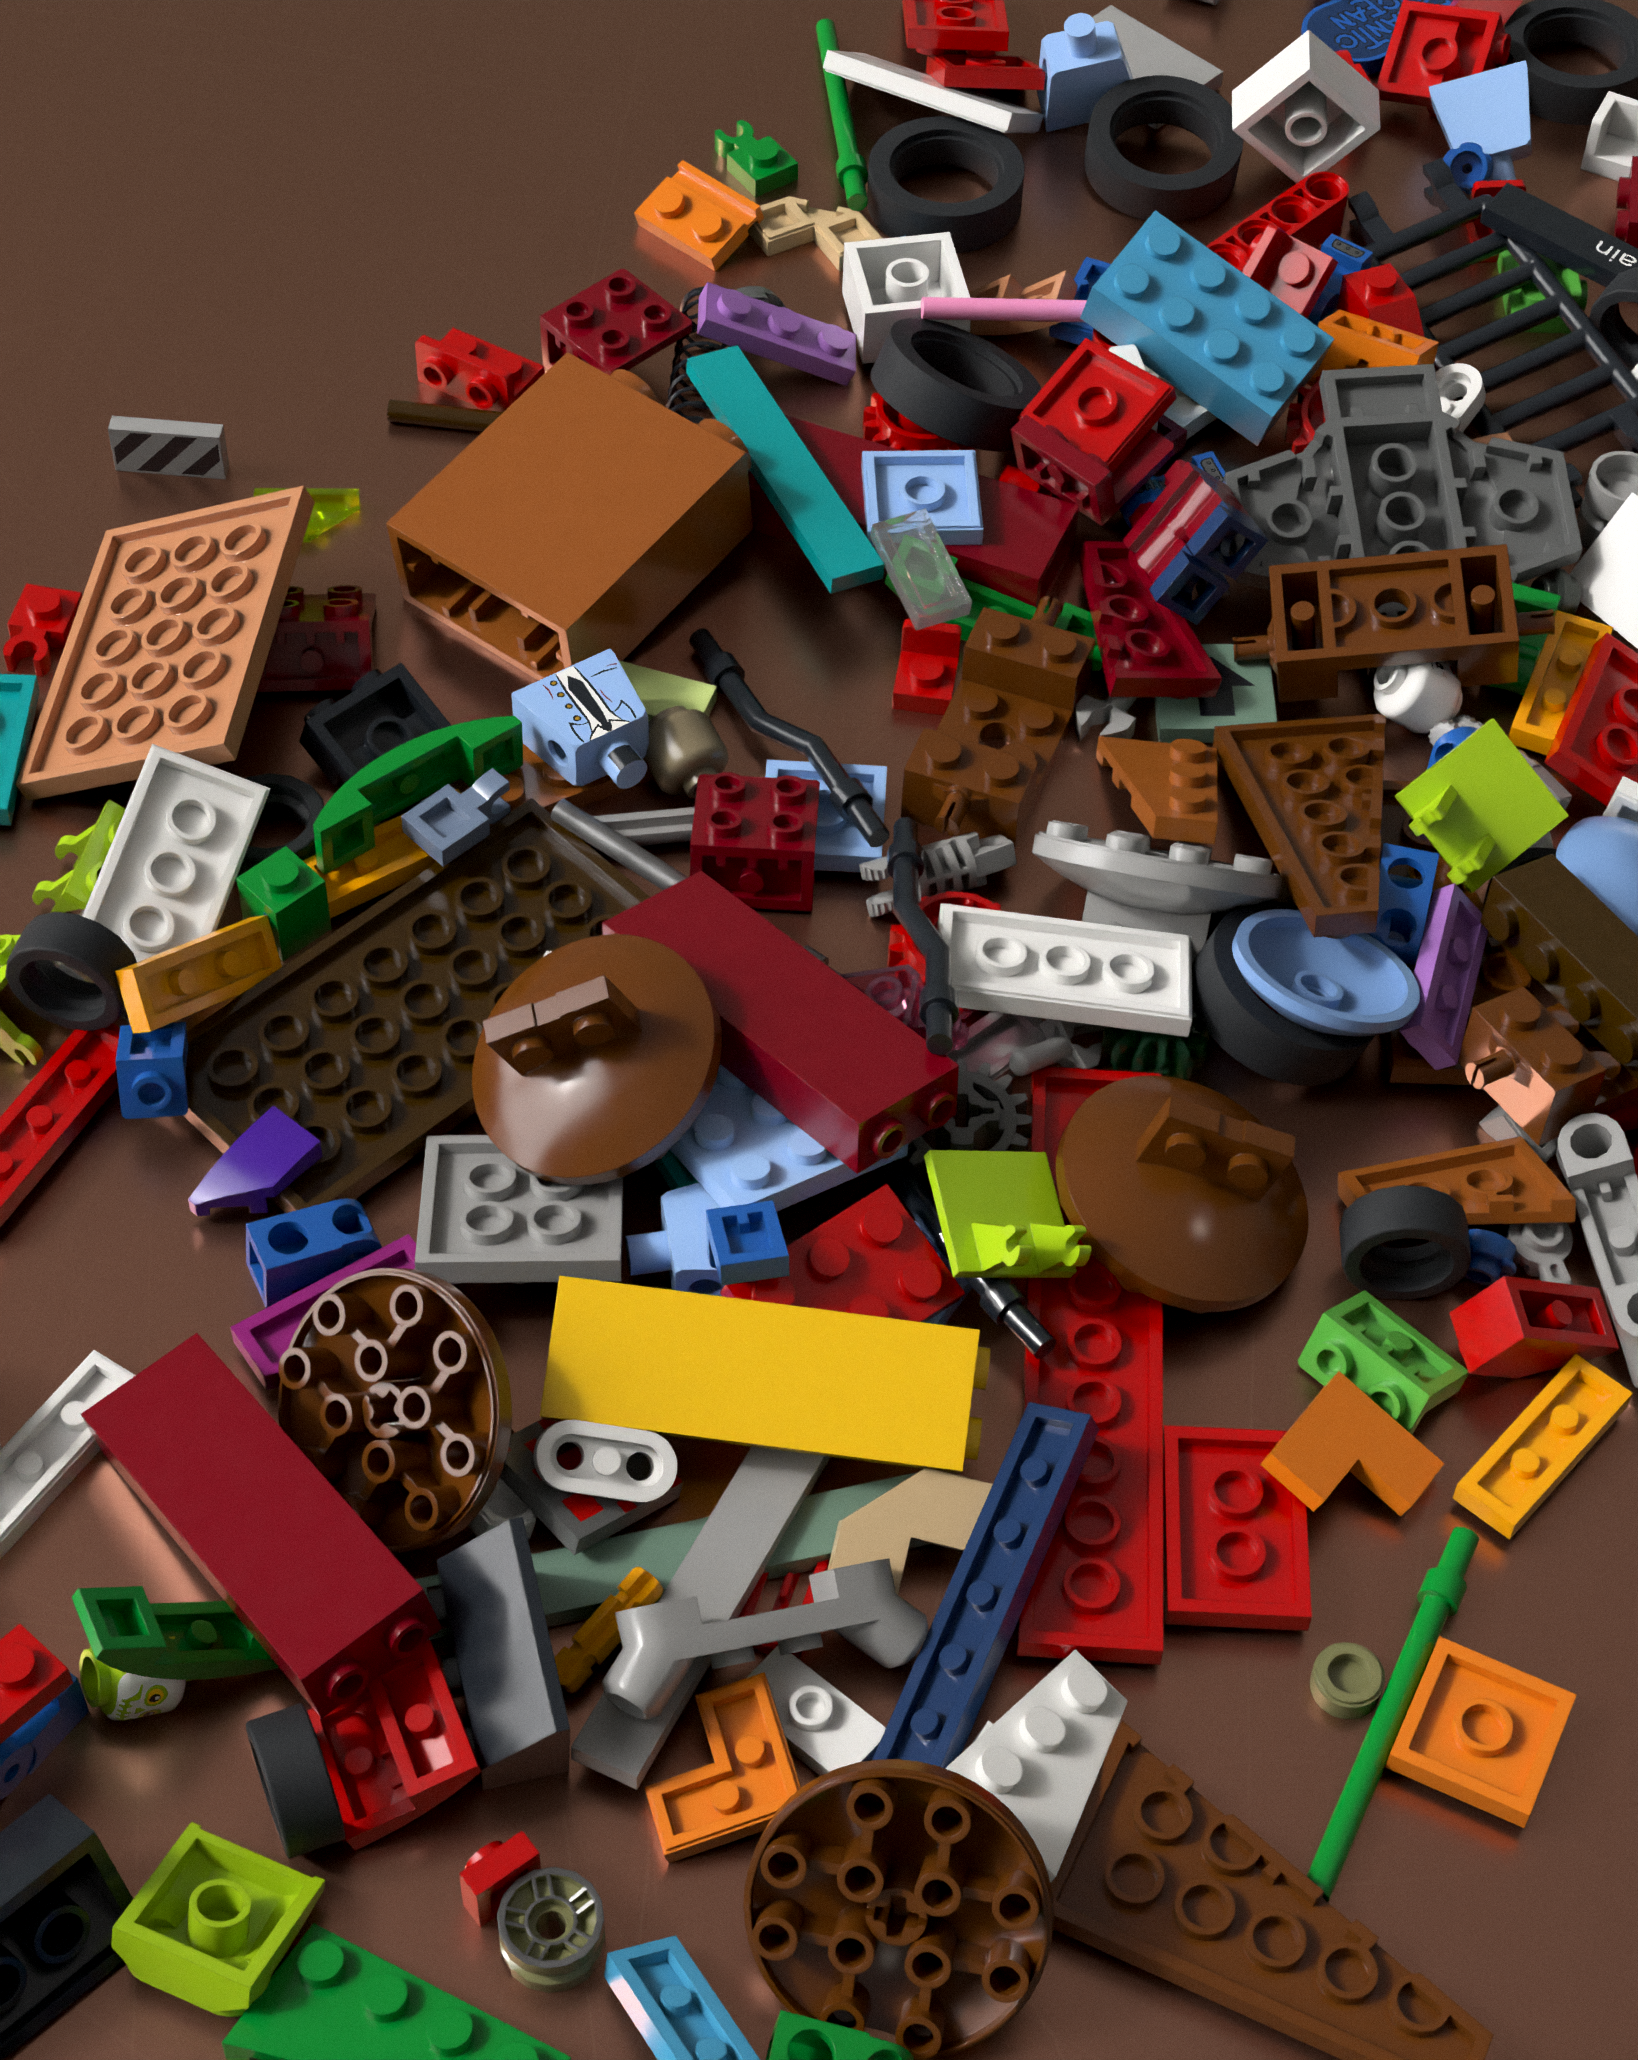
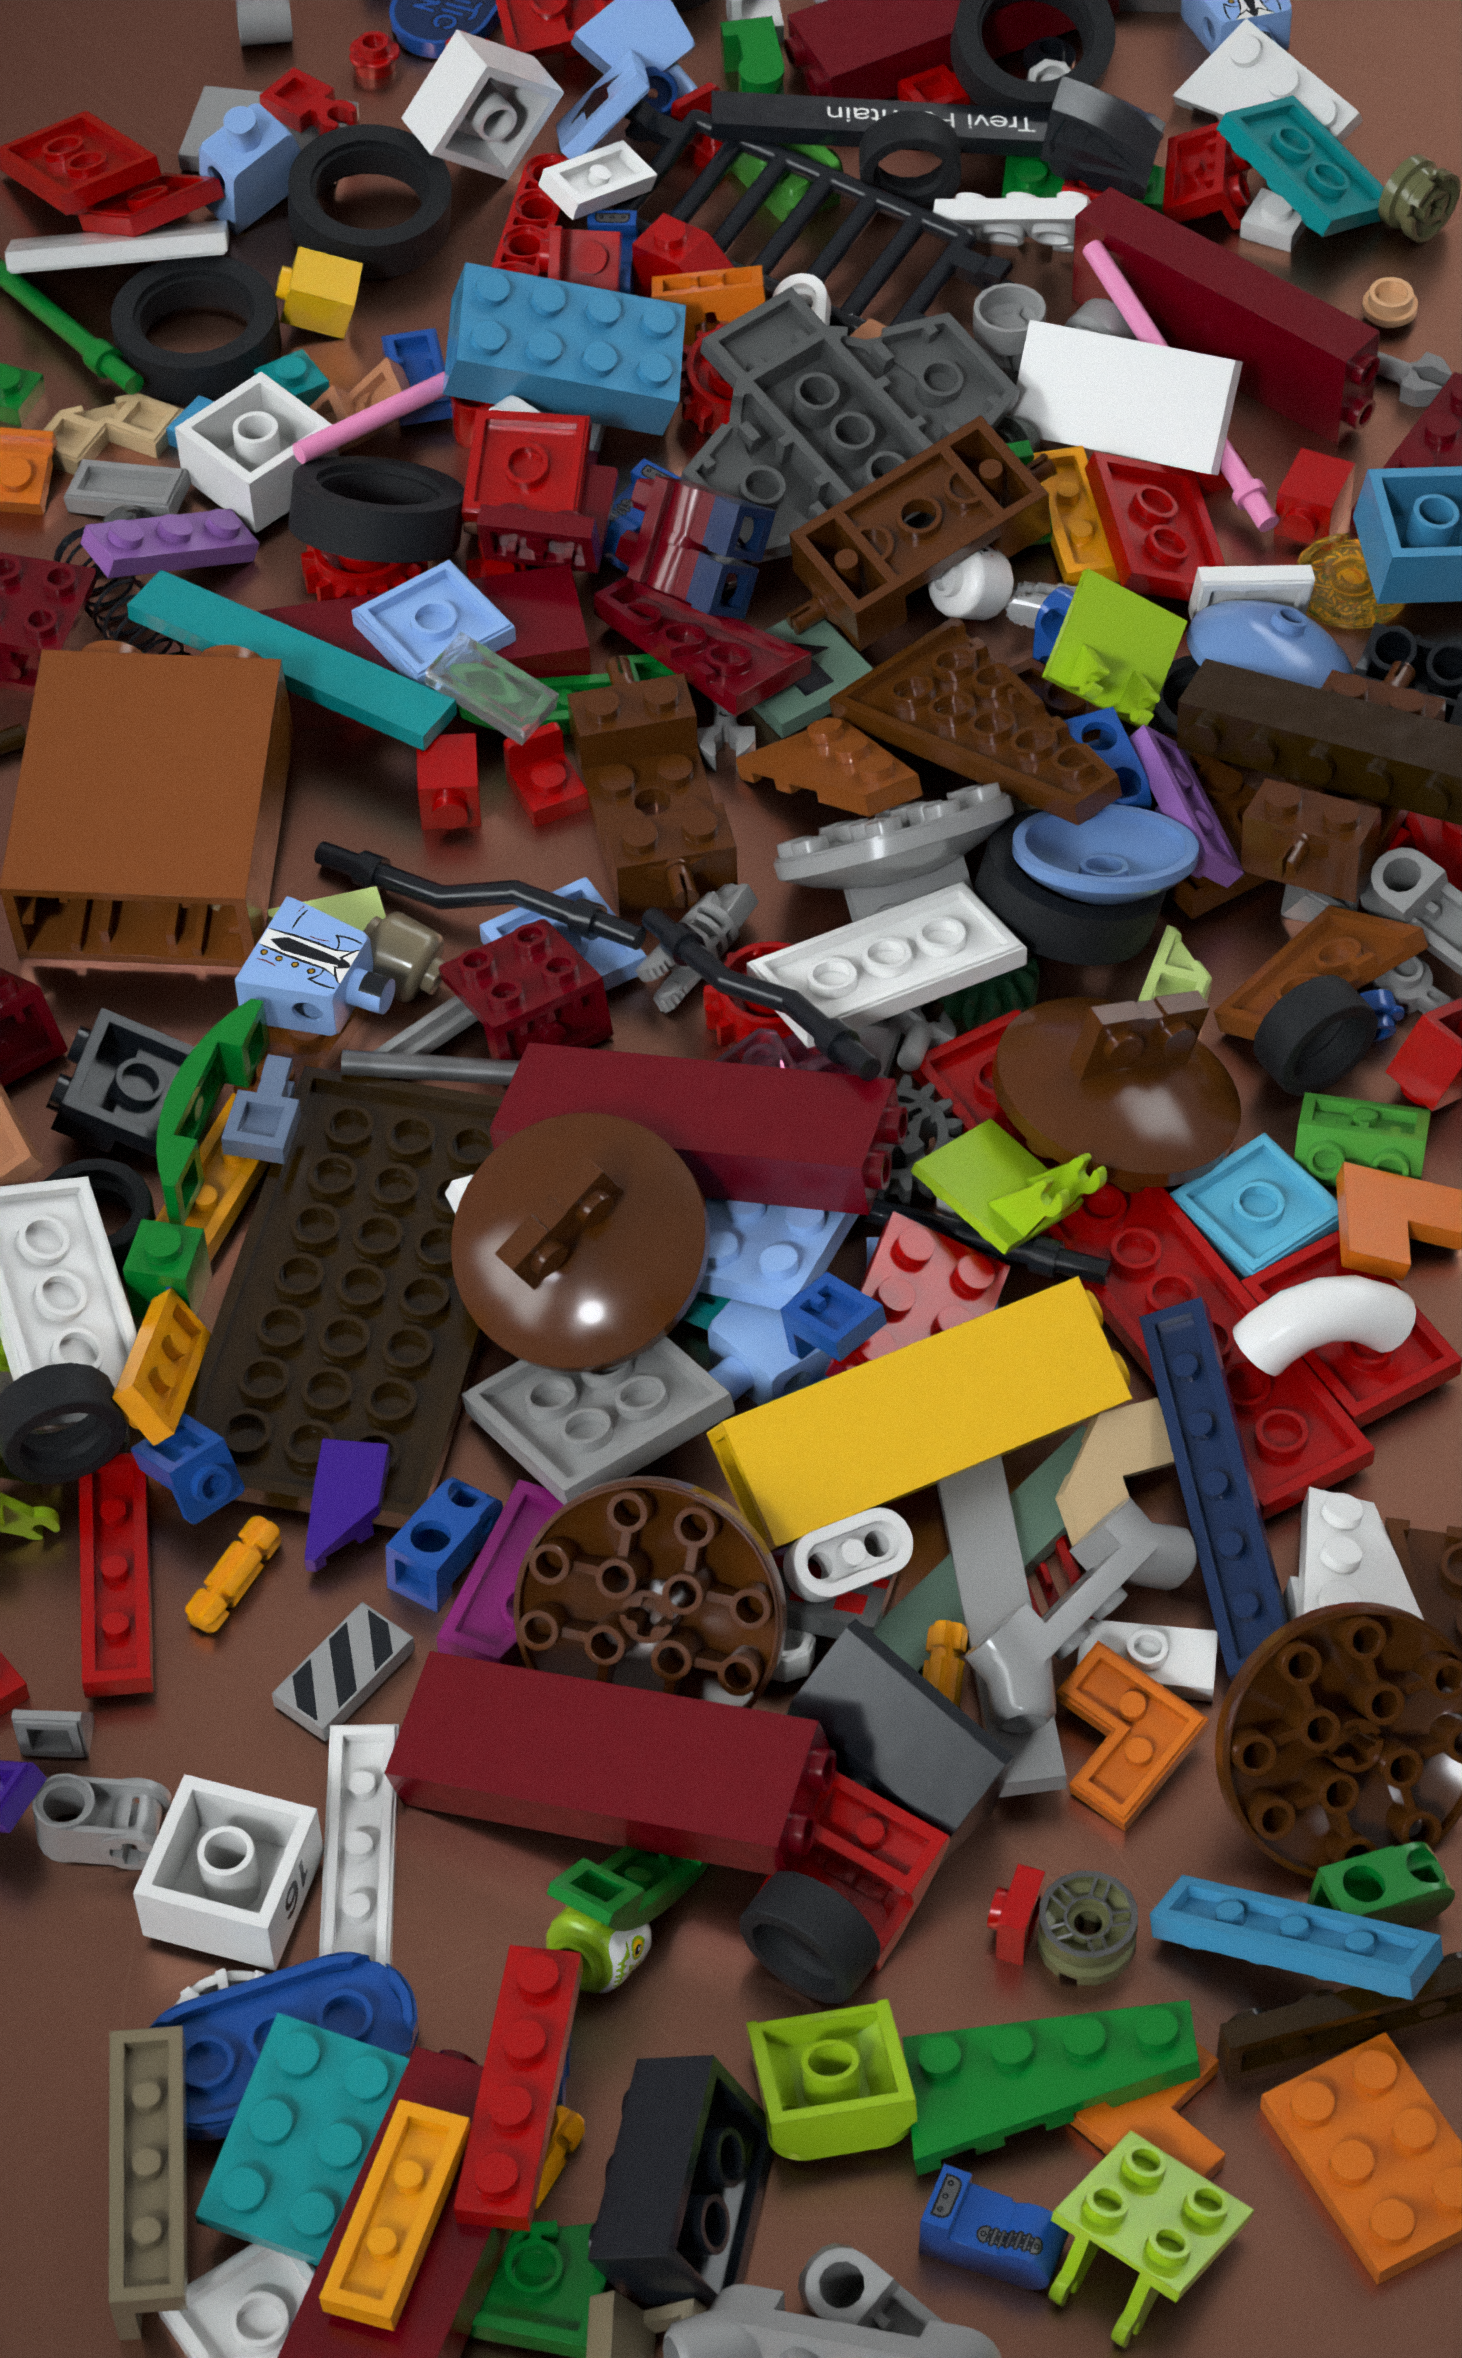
camera: 30 degrees left, 0 degrees up
(131, 1179) = (233, 1574): none -> light orange axle
(147, 1311) = (343, 1671): none -> light grey tile
(791, 279) = (106, 485): none -> light grey tile
(842, 633) = (449, 782): none -> red brick
(989, 259) = (297, 376): none -> teal plate
(1061, 198) = (319, 292): none -> yellow brick
(1172, 48) = (305, 101): none -> red plate
(1198, 1497) = (1321, 1314): none -> white cylinder
(1236, 1367) = (1258, 1207): none -> medium azure plate
(1267, 40) = (374, 55): none -> red plate
(1329, 1132) = (1175, 970): none -> yellowish green tile
(1356, 211) = (597, 179): none -> white plate
(1410, 157) = (603, 106): none -> light blue tile
(1584, 179) = (755, 53): none -> green leg

